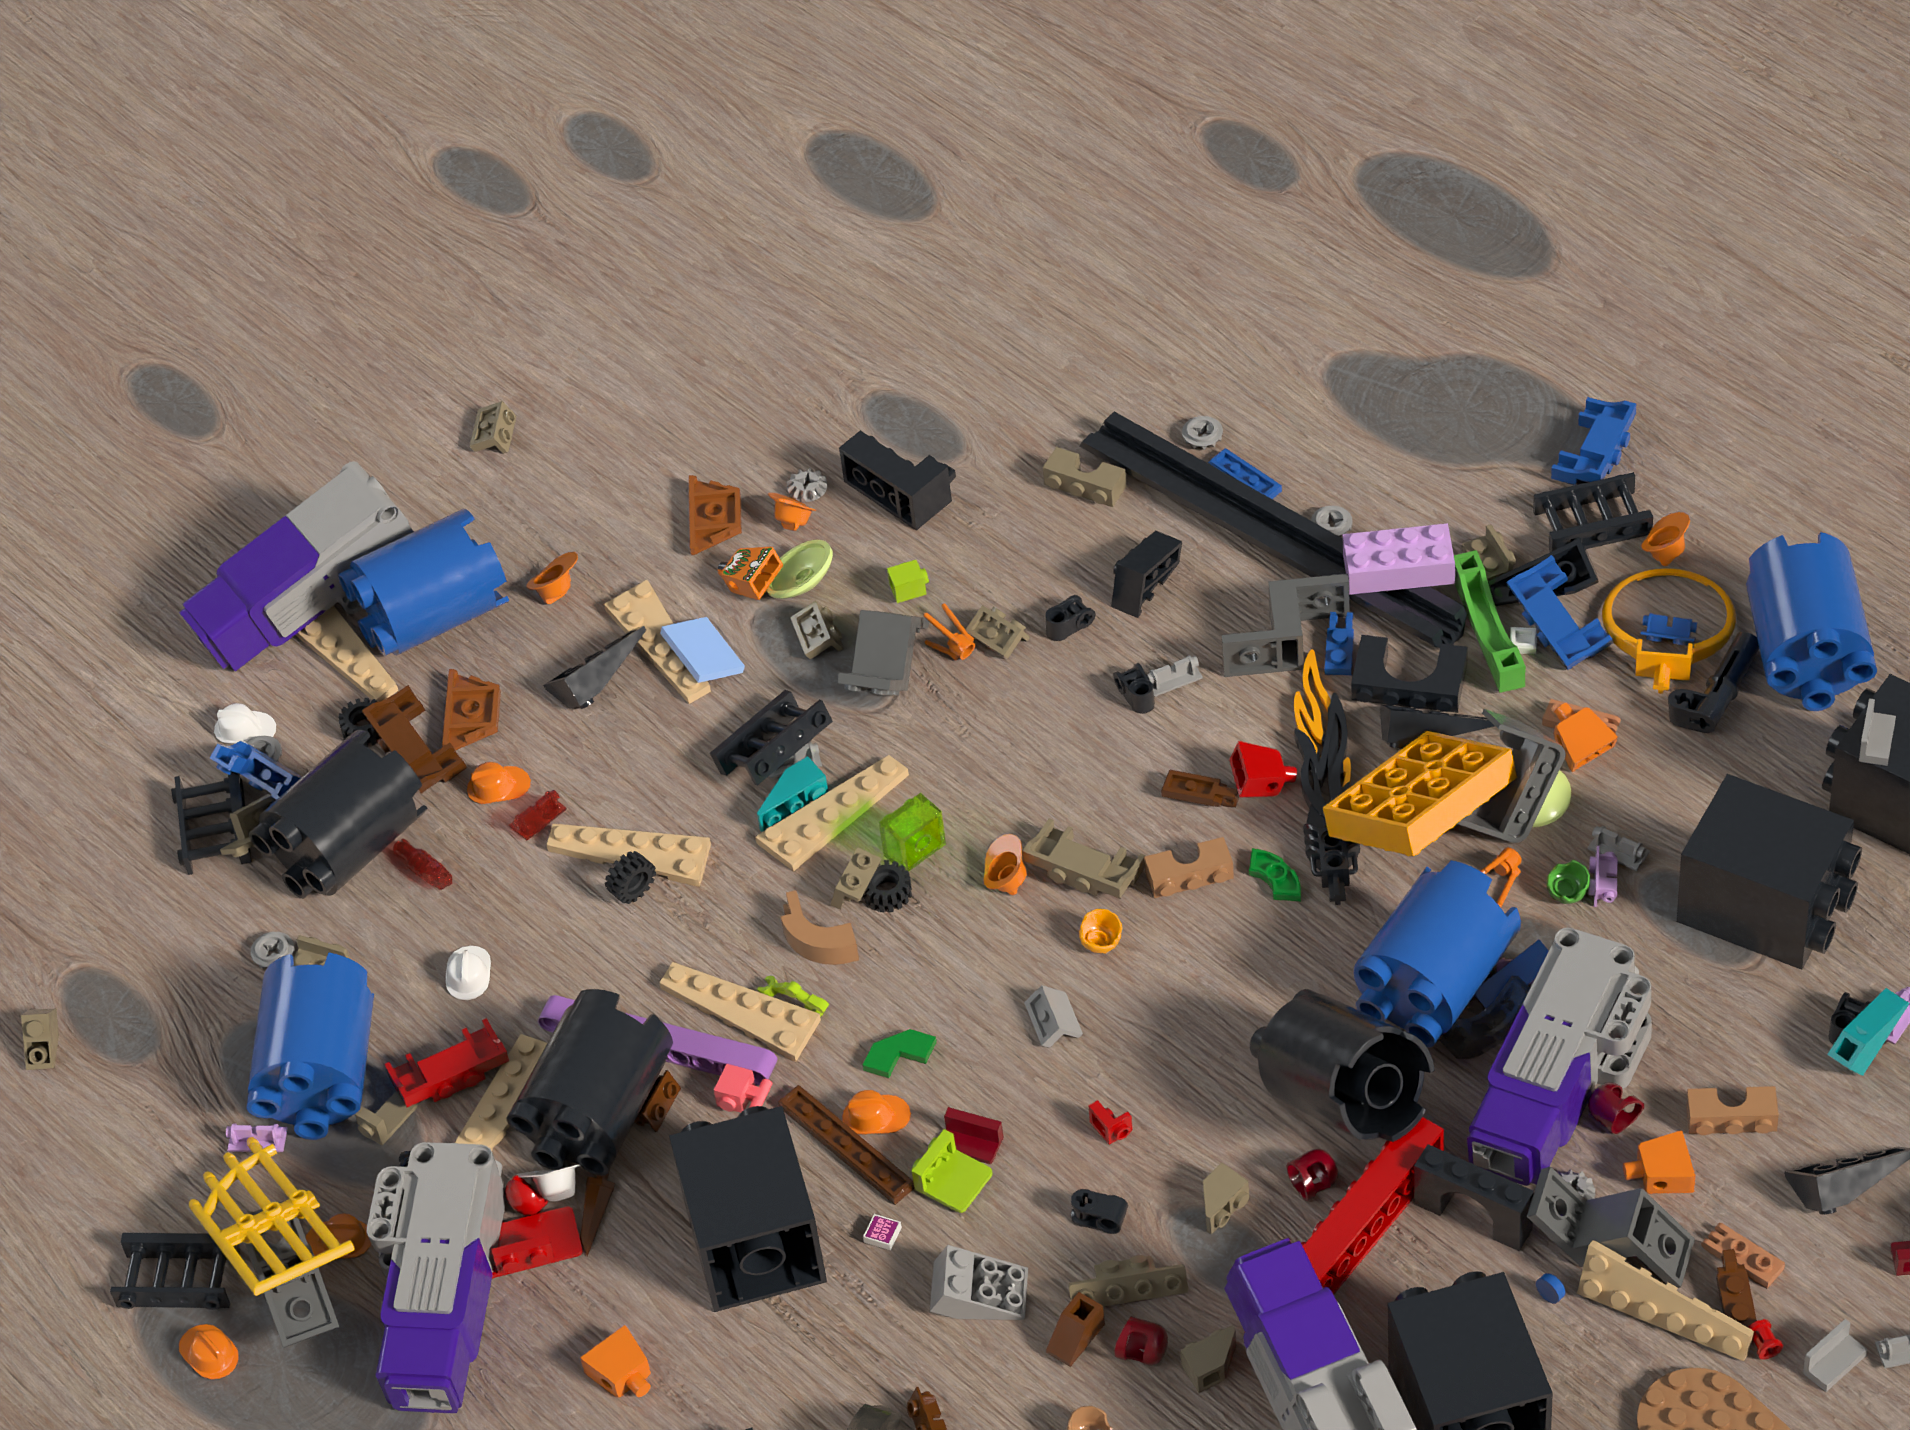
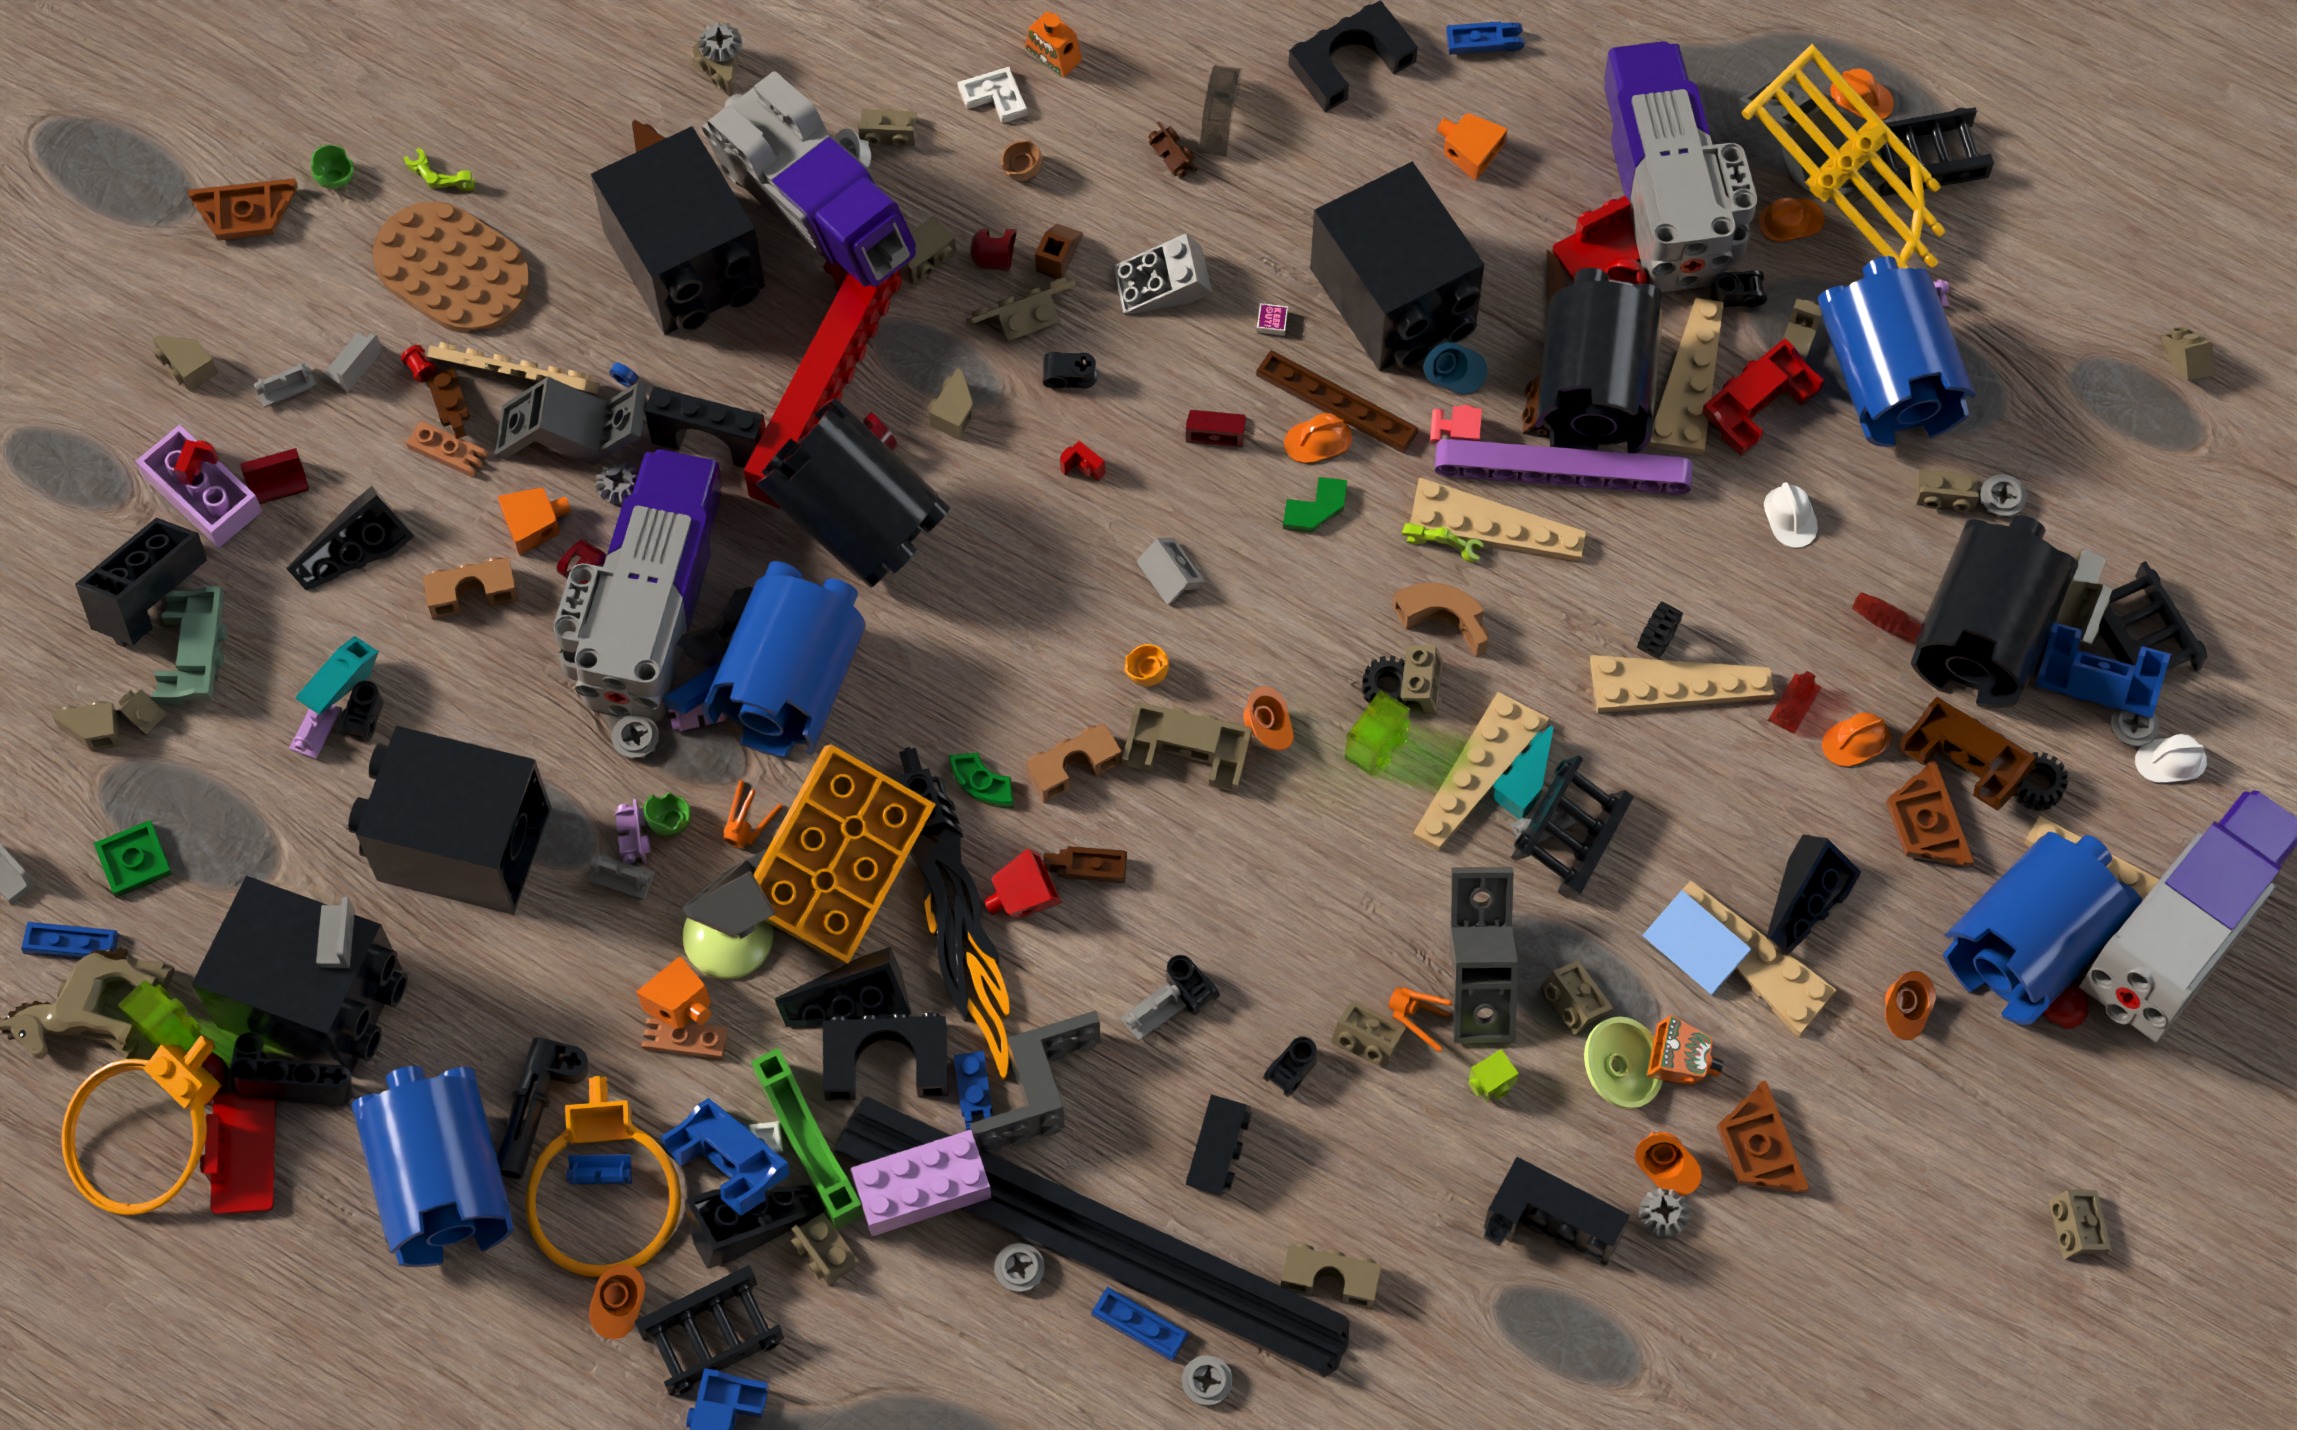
camera: 160 degrees right, 15 degrees up
(949, 1174) = (1221, 380): lime bracket -> none

